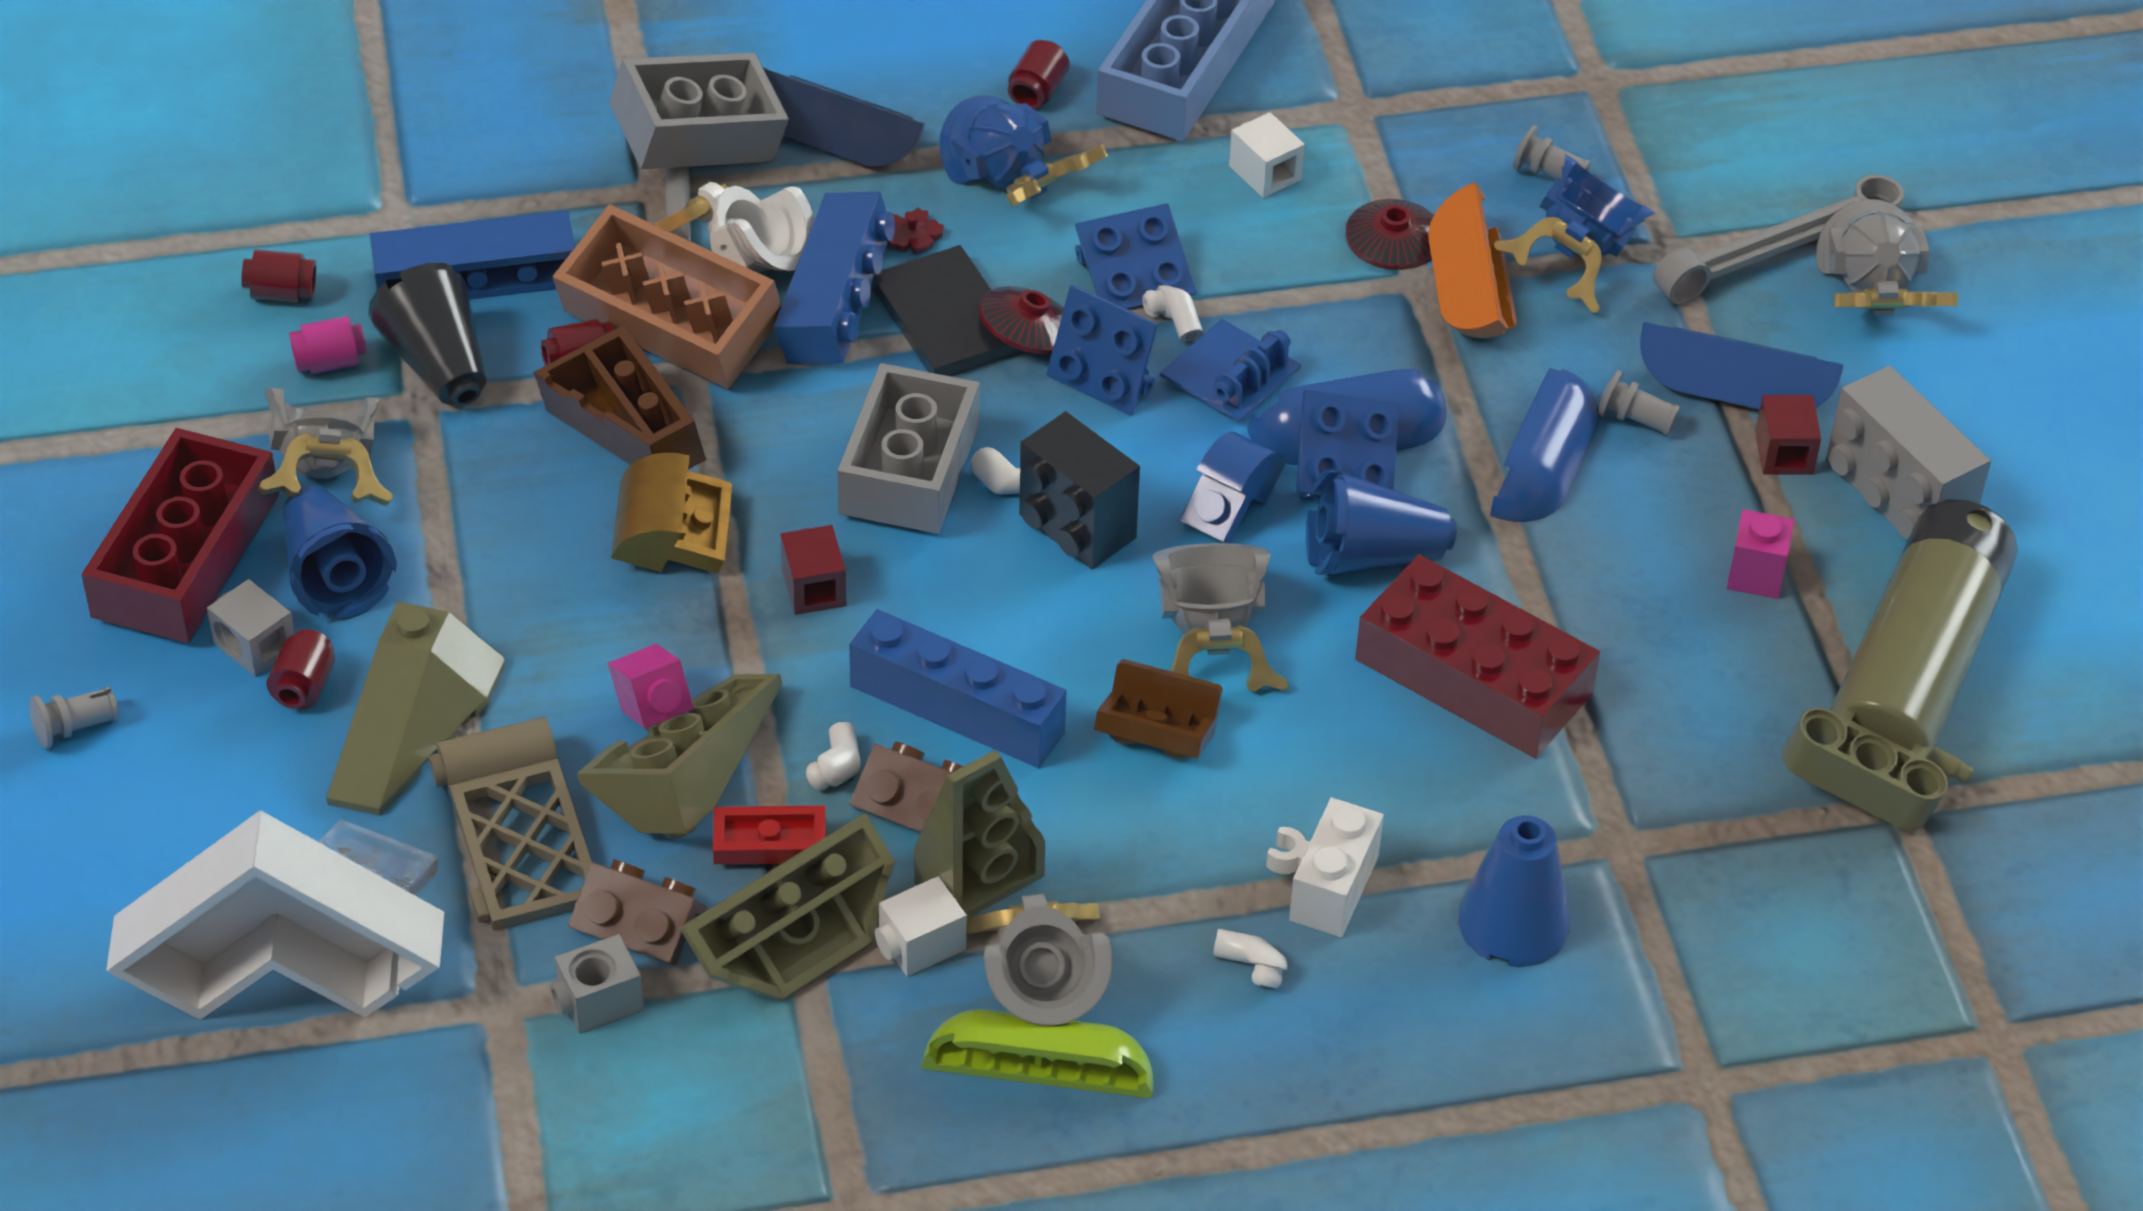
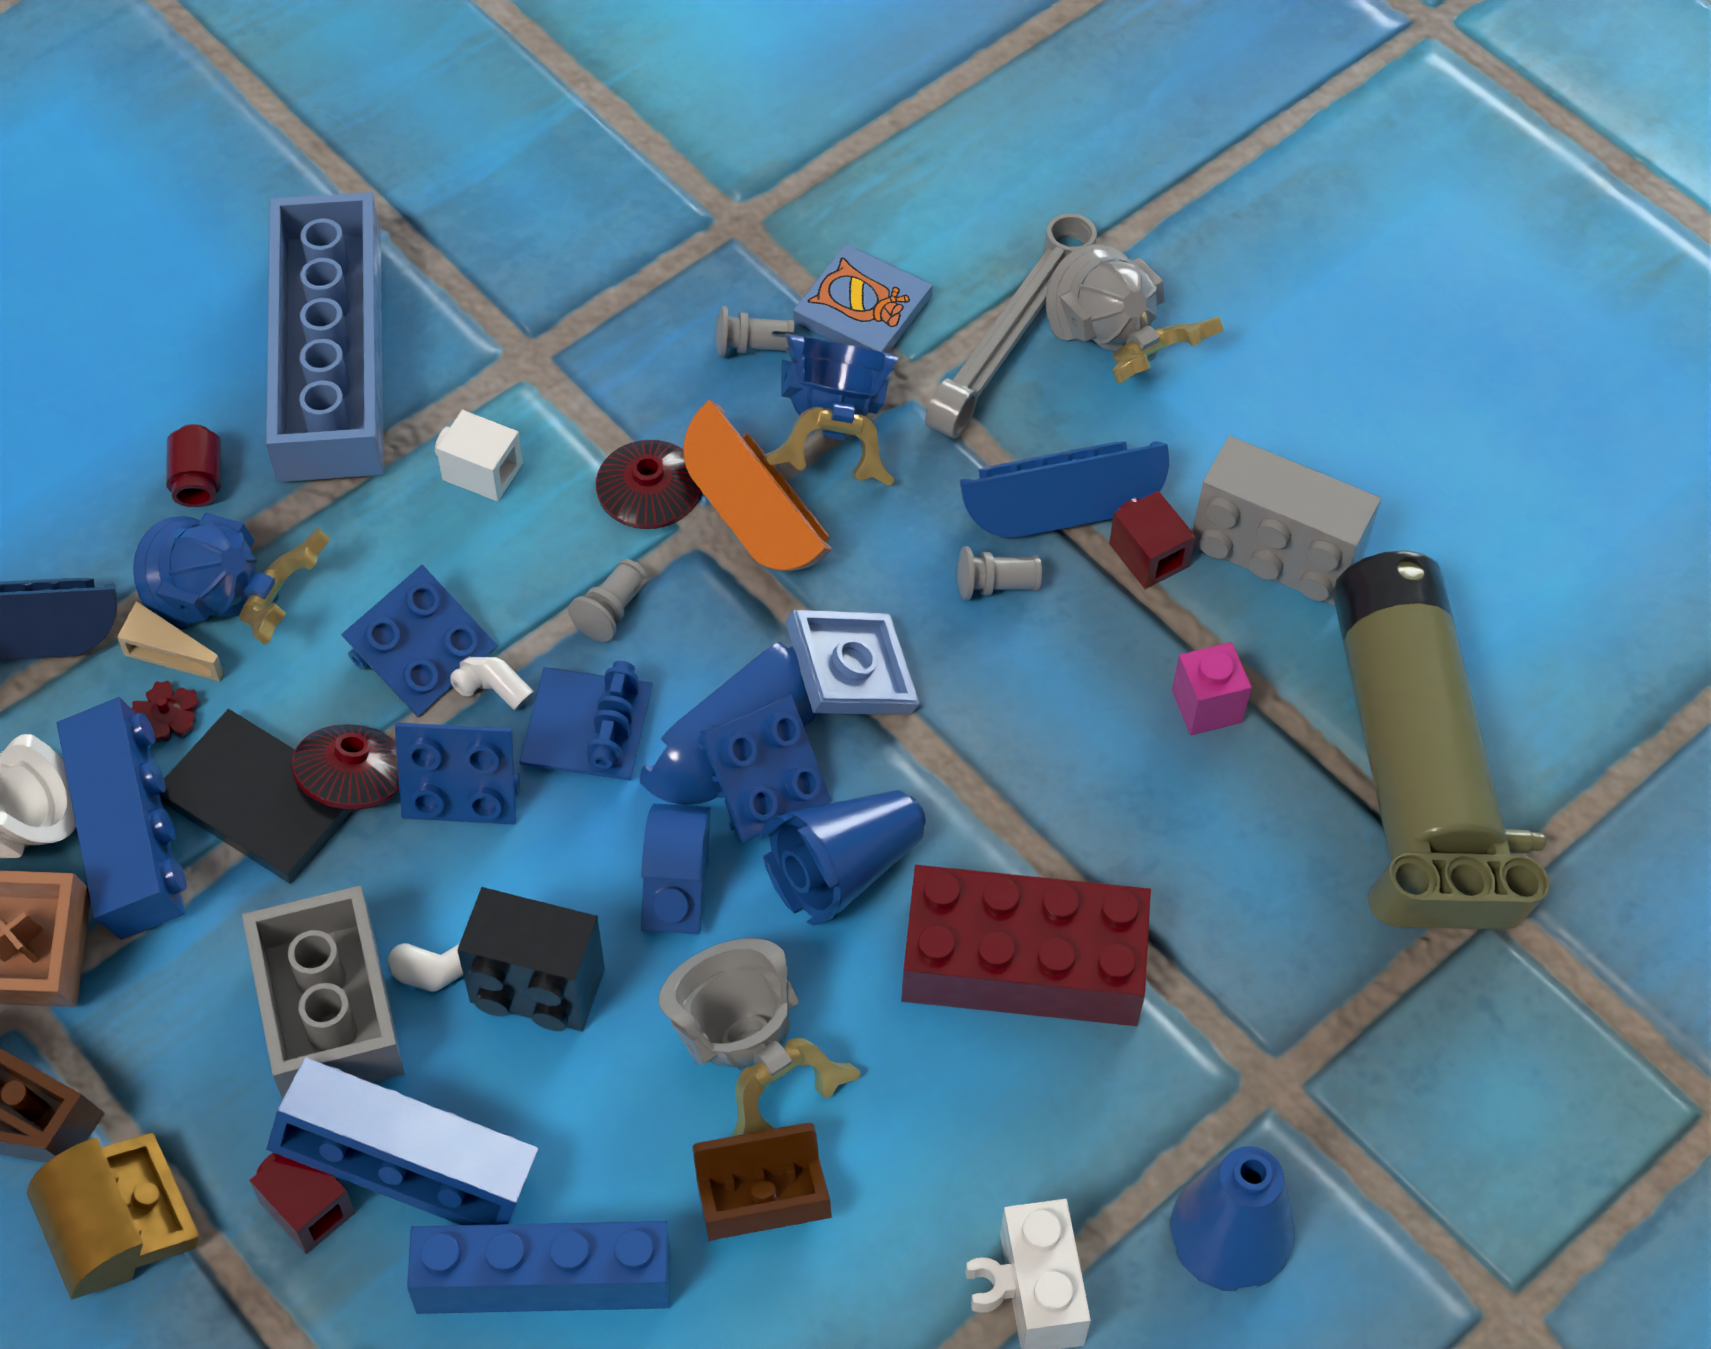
camera: 30 degrees left, 10 degrees up
(901, 558) = (400, 1147): none -> brick
(935, 181) = (159, 642): none -> tan piece
(1296, 295) = (604, 605): none -> light grey pin
(1469, 412) = (851, 663): none -> medium blue tile
(1548, 449) = (942, 664): blue brick -> none
(1663, 175) = (862, 301): none -> medium blue tile

